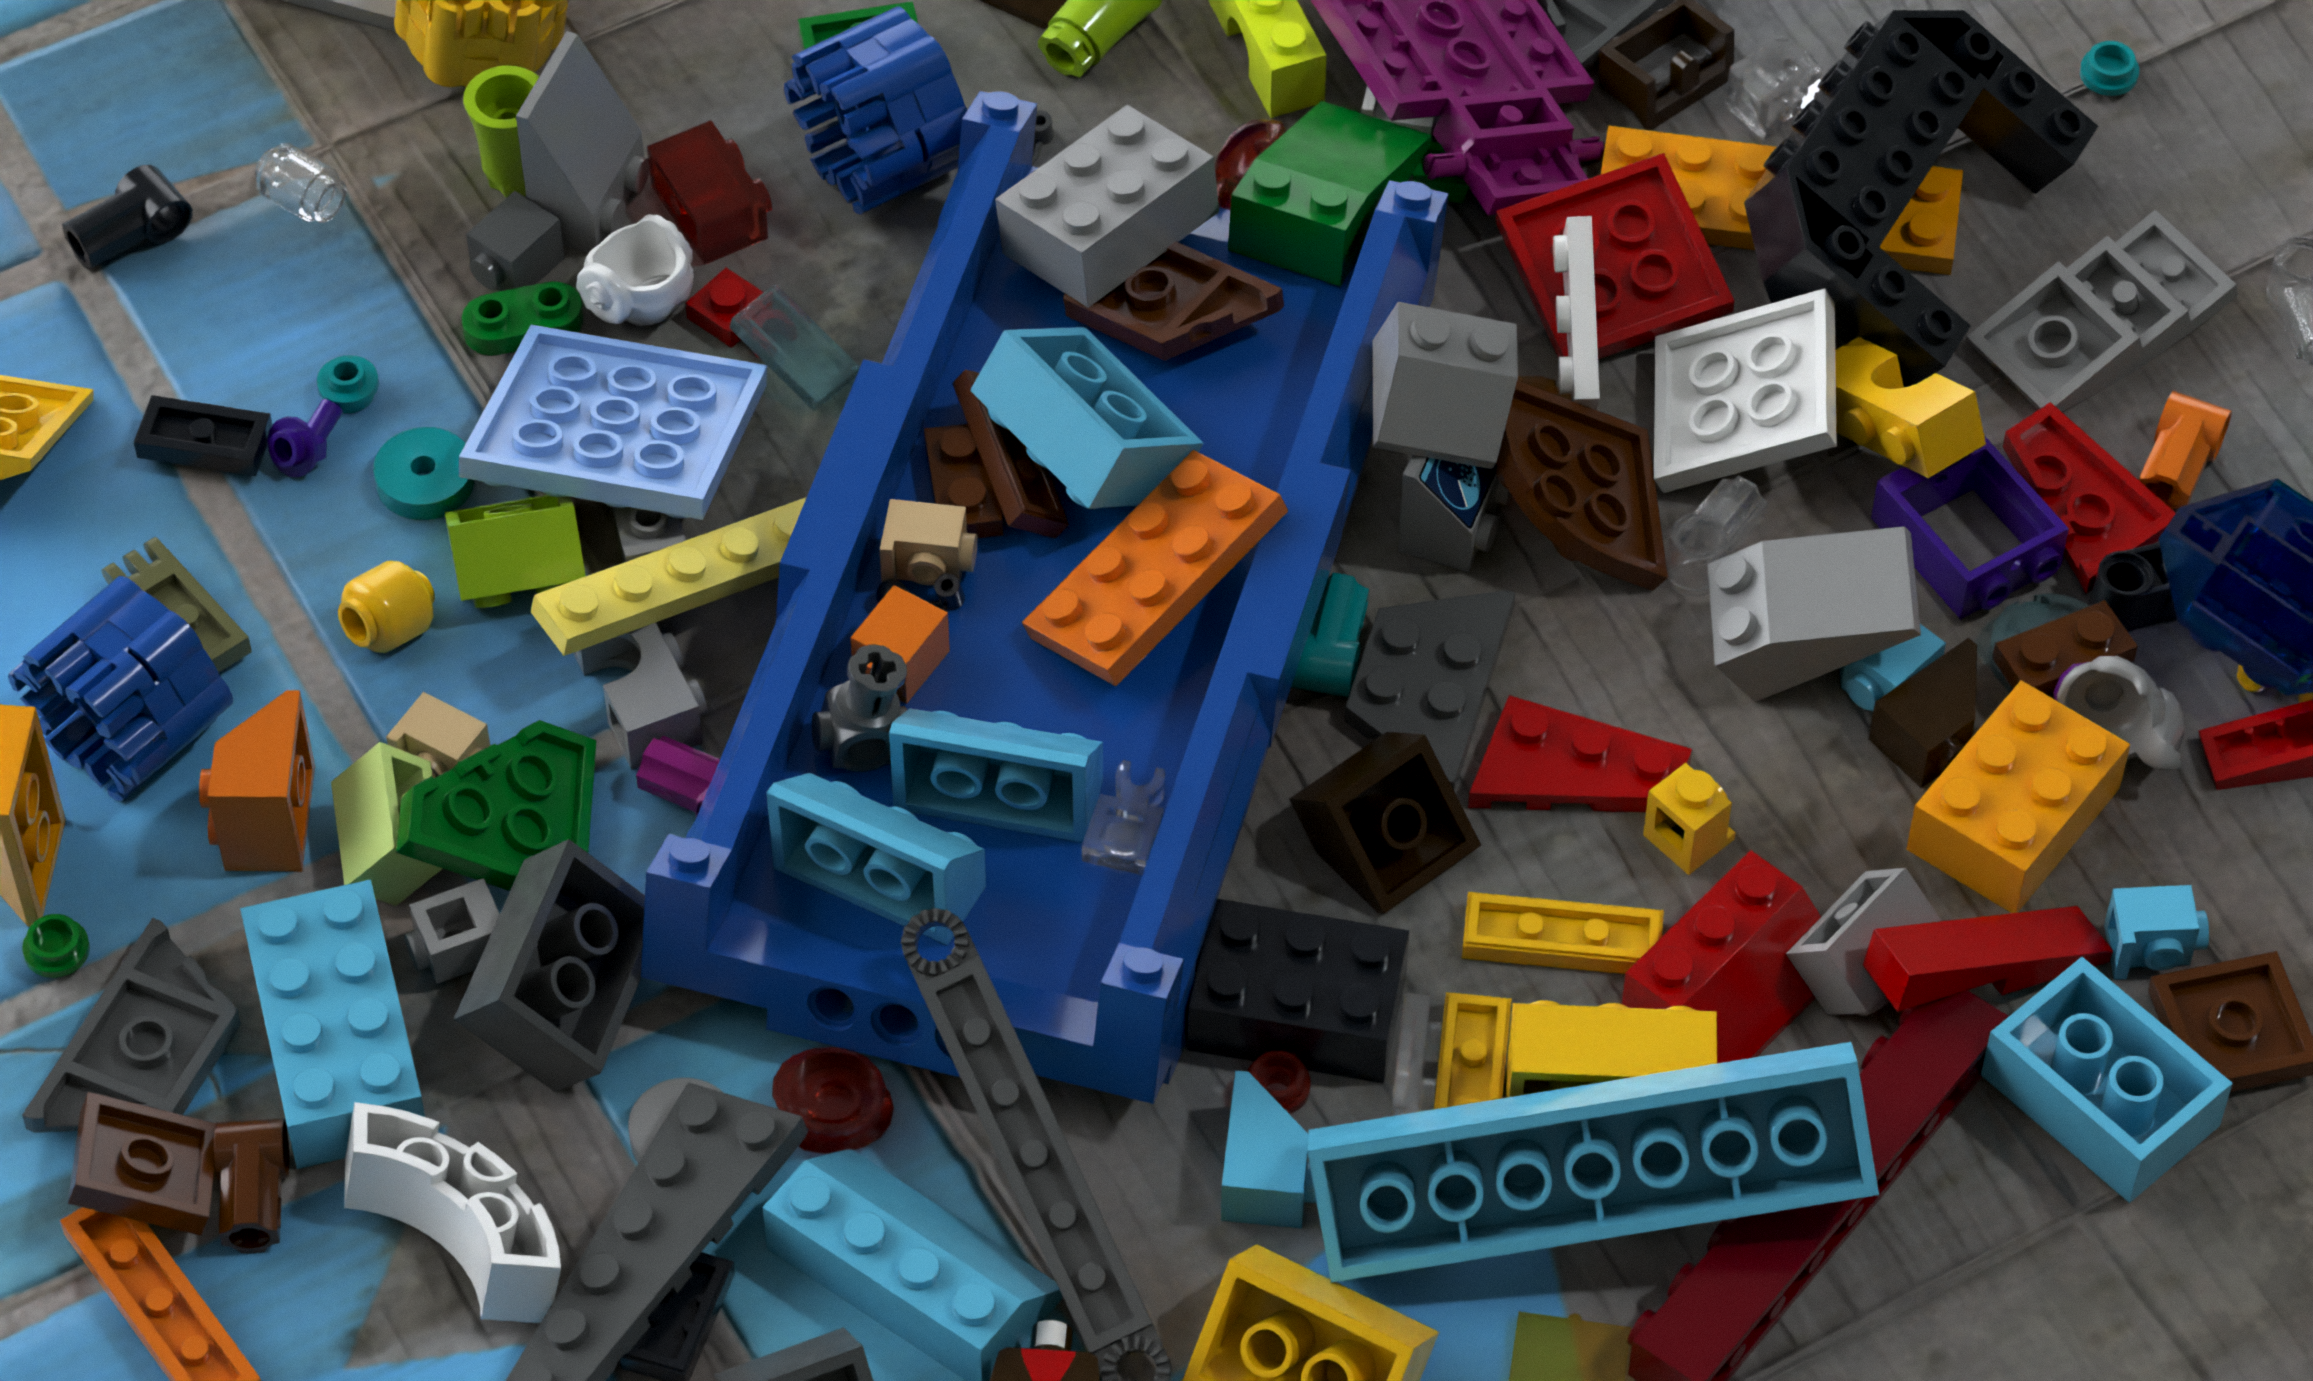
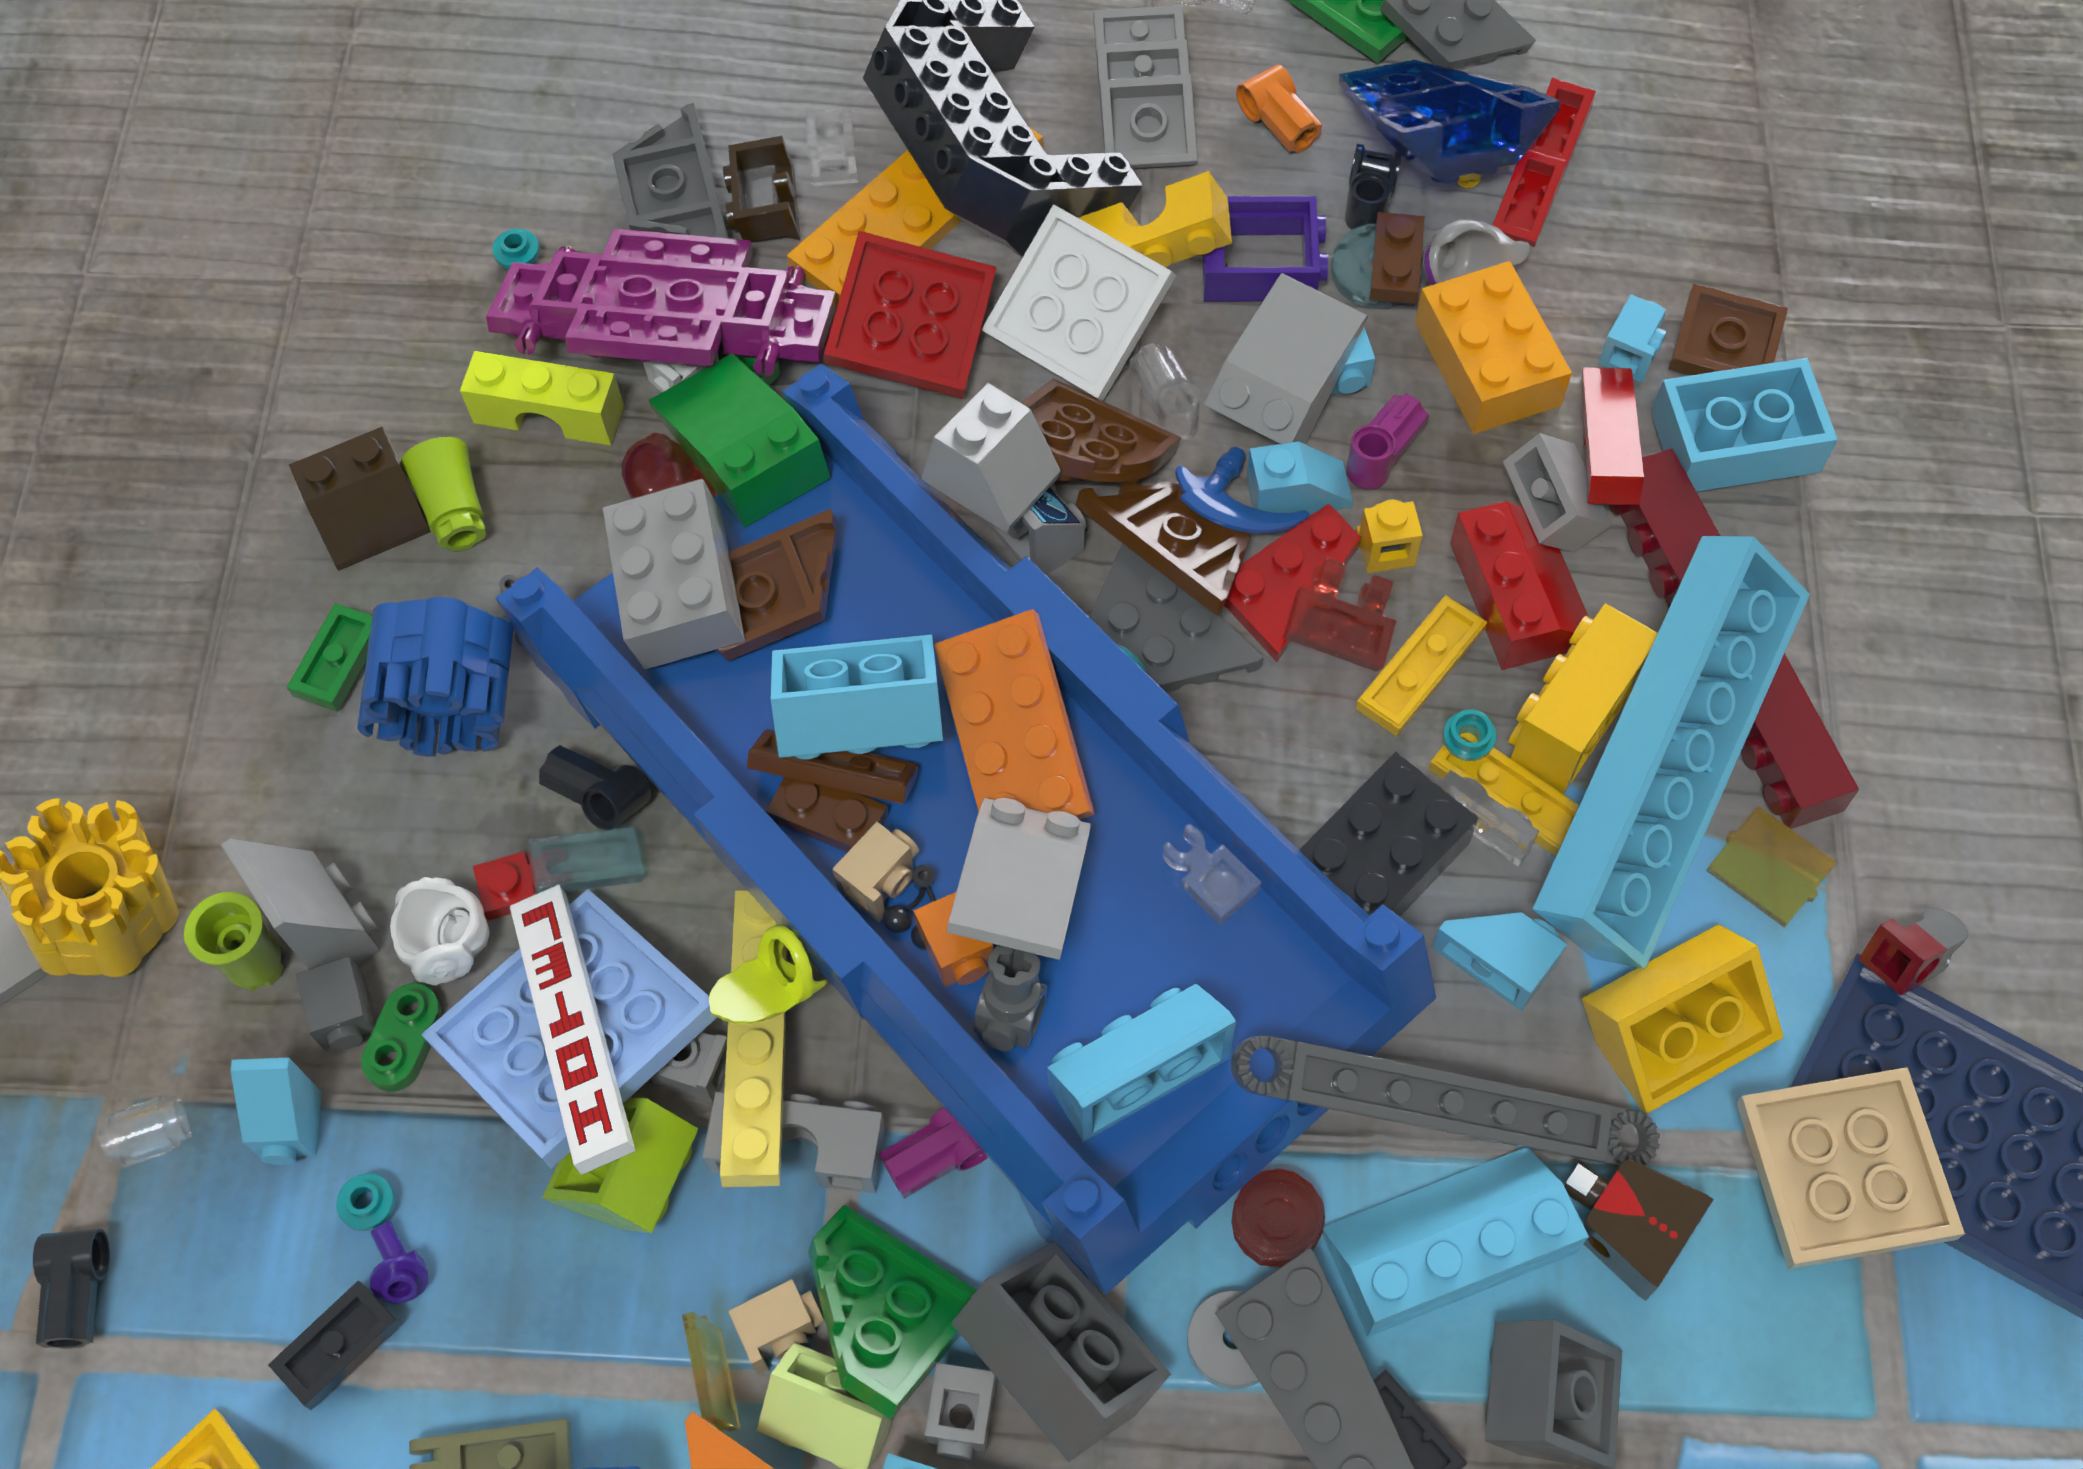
camera: 55 degrees left, 10 degrees up
(358, 712) = (711, 1372): none -> clear yellow piece
(381, 257) = (276, 1109): none -> medium azure slope
(386, 606) = (611, 1293): yellow head -> none
(421, 495) = (477, 1175): teal piece -> none
(603, 411) = (571, 1031): none -> white tile
(709, 191) = (394, 837): clear red brick -> none
(742, 527) = (767, 983): none -> neon yellow piece
(871, 304) = (603, 794): none -> black piece
(984, 642) = (1020, 877): none -> light grey slope
(995, 773) = (1122, 932): medium azure slope -> none
(1286, 1070) = (1438, 895): clear red plate -> none
(1386, 819) = (1268, 714): dark brown slope -> none
(1492, 986) = (1469, 722): none -> teal plate
(1530, 627) = (1171, 538): none -> reddish brown wing
(1537, 829) = (1340, 628): none -> clear red plate
(1577, 311) = (951, 348): white wing -> none
(1597, 644) = (1210, 501): none -> blue piece
(1693, 703) = (1296, 479): none -> medium azure slope
(1793, 756) = (1382, 442): none -> magenta piece
(1929, 715) = (1401, 353): dark brown slope -> none
(2085, 489) = (1282, 170): red wing -> none

